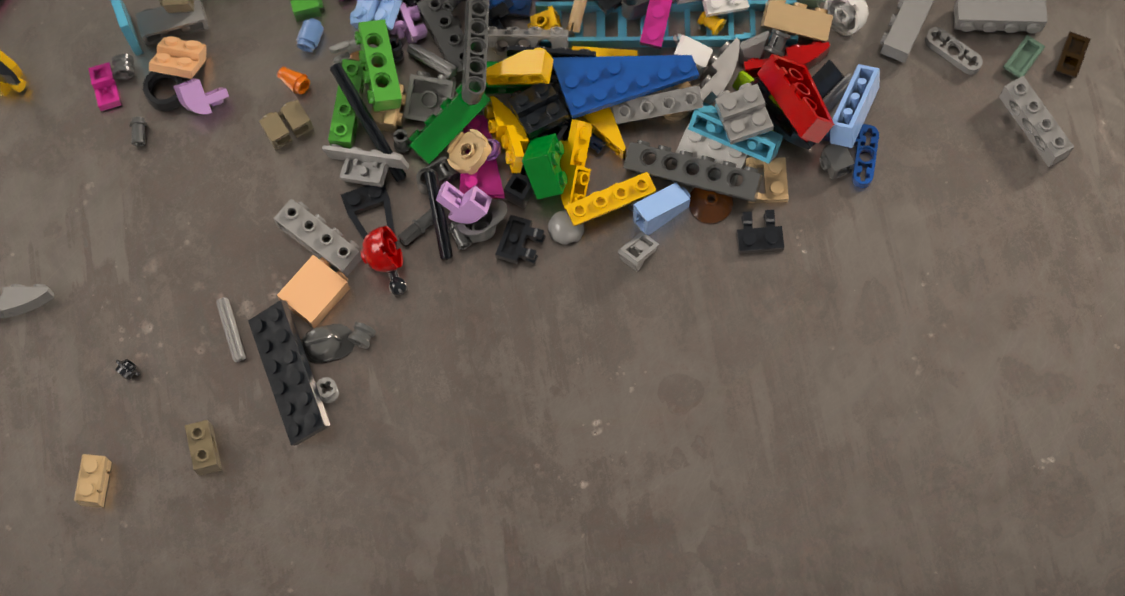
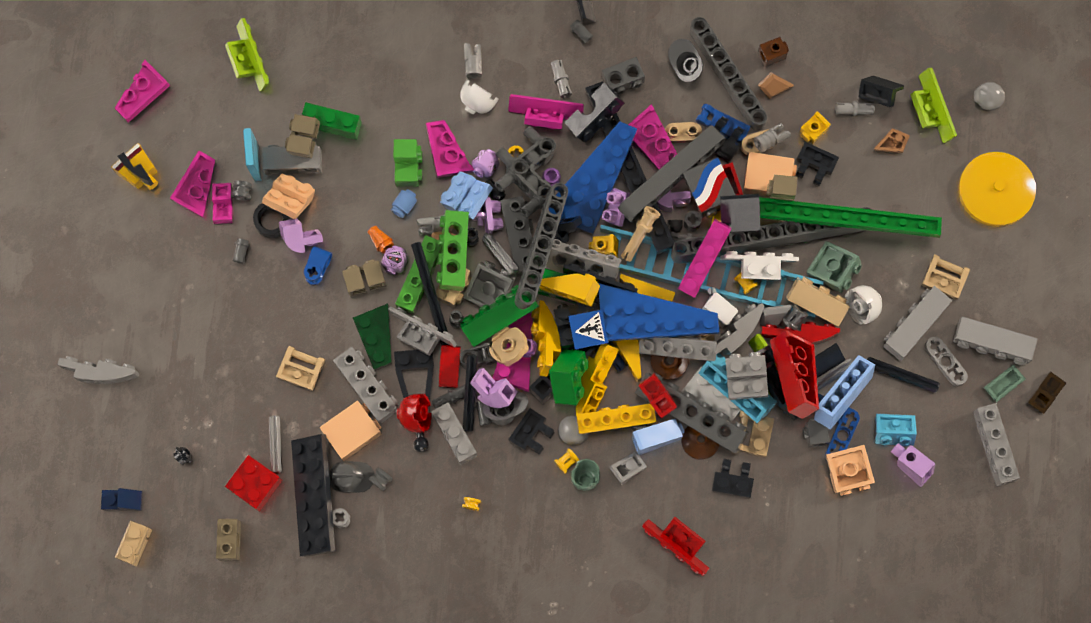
camera: 15 degrees right, 5 degrees up
(67, 437) = (121, 500): none -> dark blue slope
(68, 75) = (195, 184): none -> dark pink wing
(216, 377) = (253, 483): none -> red brick
(229, 125) = (317, 262): none -> blue piece
(238, 246) = (299, 374): none -> tan plate
(314, 183) = (375, 335): none -> dark green wing
(315, 97) = (395, 260): none -> lavender head
(407, 193) = (449, 366): none -> red slope
(432, 264) = (454, 433): none -> light grey brick
(472, 335) = (471, 503): none -> yellow bush
(553, 107) = (588, 329): none -> blue sticker
(565, 268) = (564, 466): none -> yellow bush
(593, 269) = (585, 475): none -> sand green hair
(650, 161) = (658, 395): none -> red slope
(657, 136) = (666, 370): none -> reddish brown dish
(720, 312) = (681, 541): none -> red bracket
(885, 188) = (850, 470): none -> light nougat plate
(916, 76) = (905, 375): none -> black axle
(921, 135) = (895, 429): none -> medium azure bracket
(954, 163) = (920, 467): none -> lavender torso

